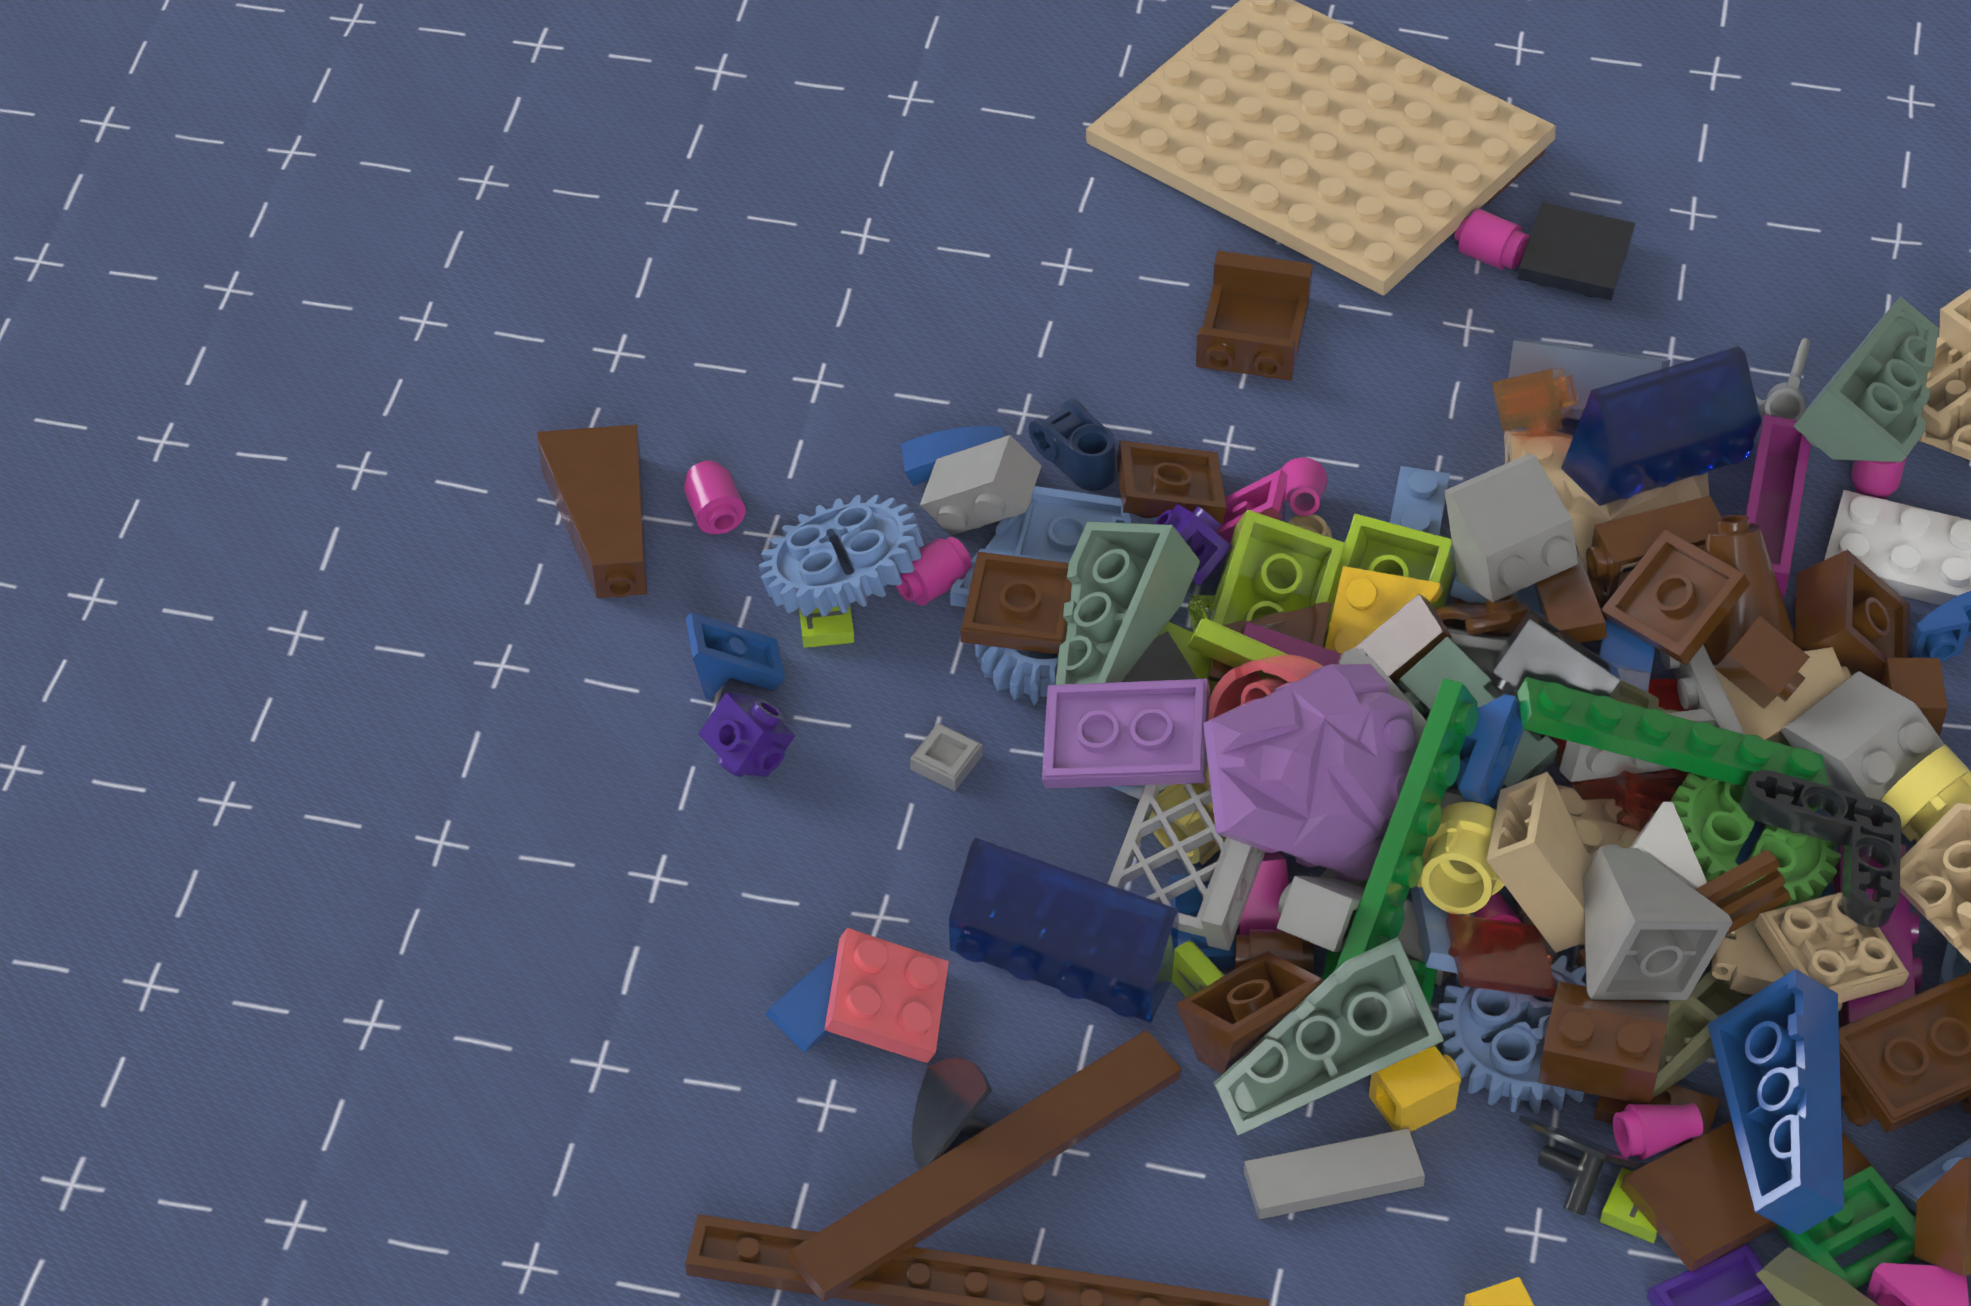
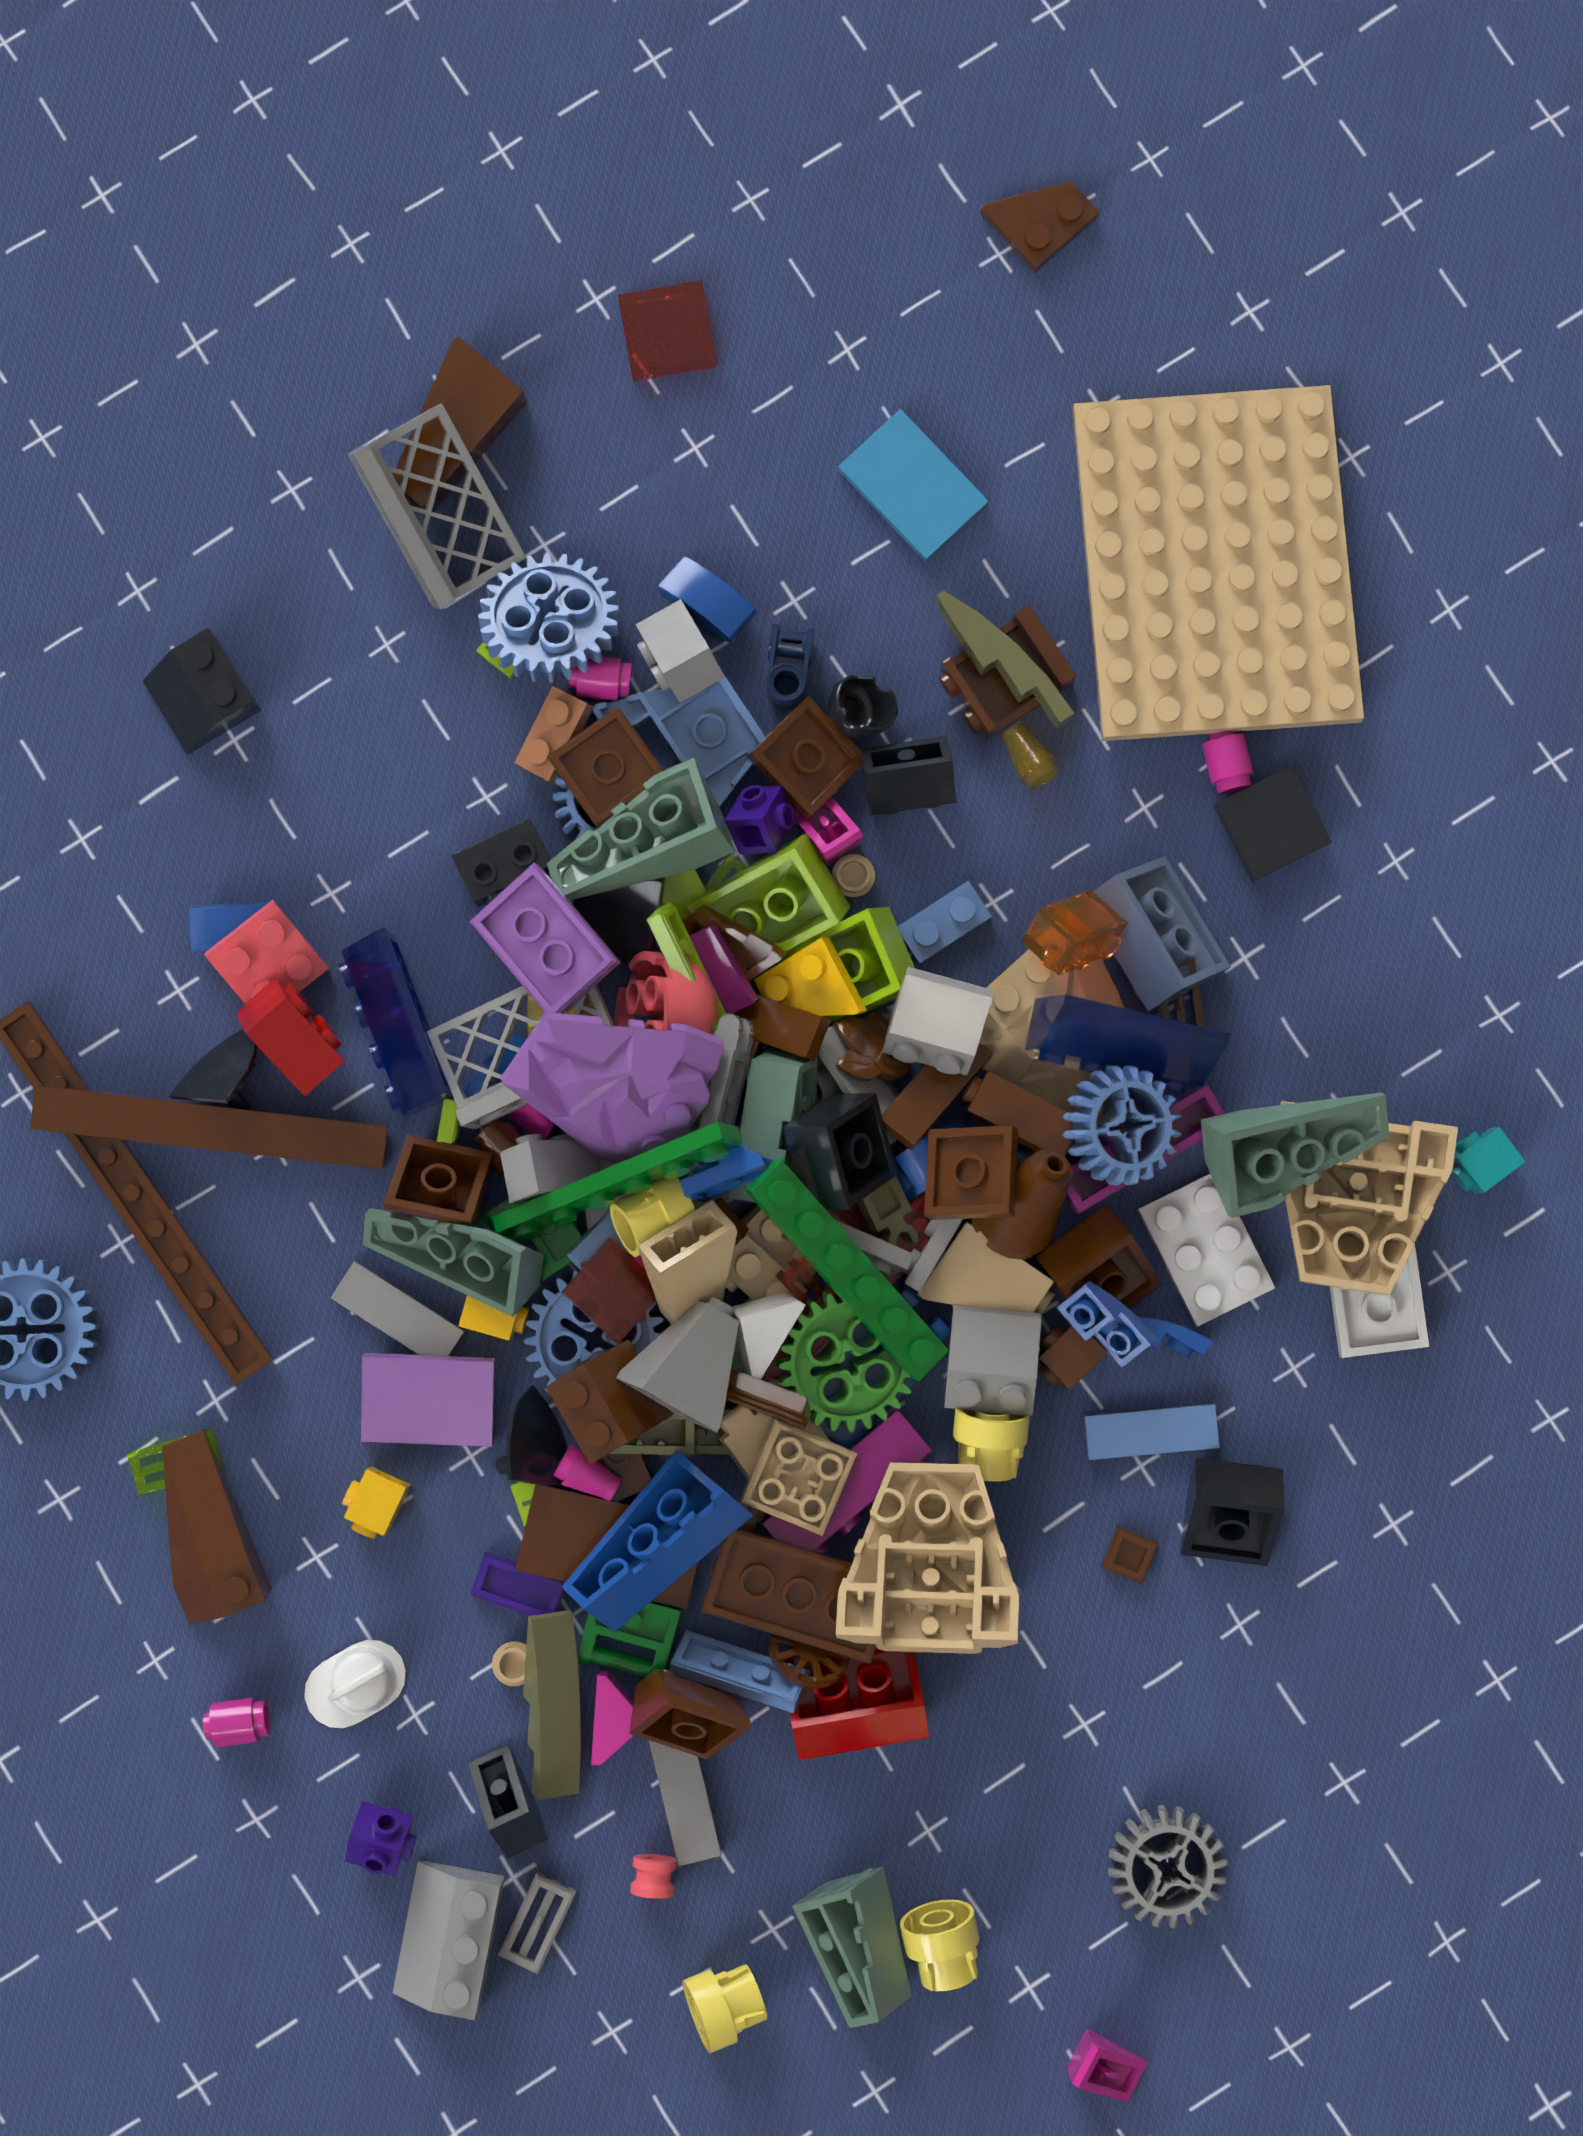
camera: 45 degrees right, 35 degrees up
(589, 850) = (200, 691): none -> black slope
(643, 577) = (405, 526): none -> light grey fence
(705, 323) = (667, 331): none -> clear red tile
(713, 497) = (527, 488): dark pink brick -> none
(732, 652) = (414, 629): blue slope -> none
(747, 735) = (364, 699): dark purple brick -> none
(916, 54) = (1041, 221): none -> reddish brown wing
(936, 628) = (557, 723): none -> nougat plate
(946, 757) = (475, 819): light grey tile -> none
(984, 1007) = (288, 1035): none -> red brick
(1006, 758) = (499, 860): none -> black brick
(1026, 269) = (913, 485): none -> dark azure tile
(1173, 424) = (862, 707): none -> black hair
(1241, 295) = (992, 648): none -> olive slope
(1267, 428) = (908, 775): none -> black brick
(1305, 485) = (886, 839): dark pink cone -> none
(1342, 354) = (1030, 758): none -> clear yellow cone
(1445, 1209) = (427, 1399): none -> medium lavender tile
(1743, 467) = (1131, 1158): none -> medium blue gear
(1764, 664) = (976, 1264): reddish brown brick -> none
(1787, 398) = (1237, 1086): light grey plant -> none
(1869, 832) = (890, 1432): black beam -> none
(1912, 631) = (1111, 1322): none -> blue slope

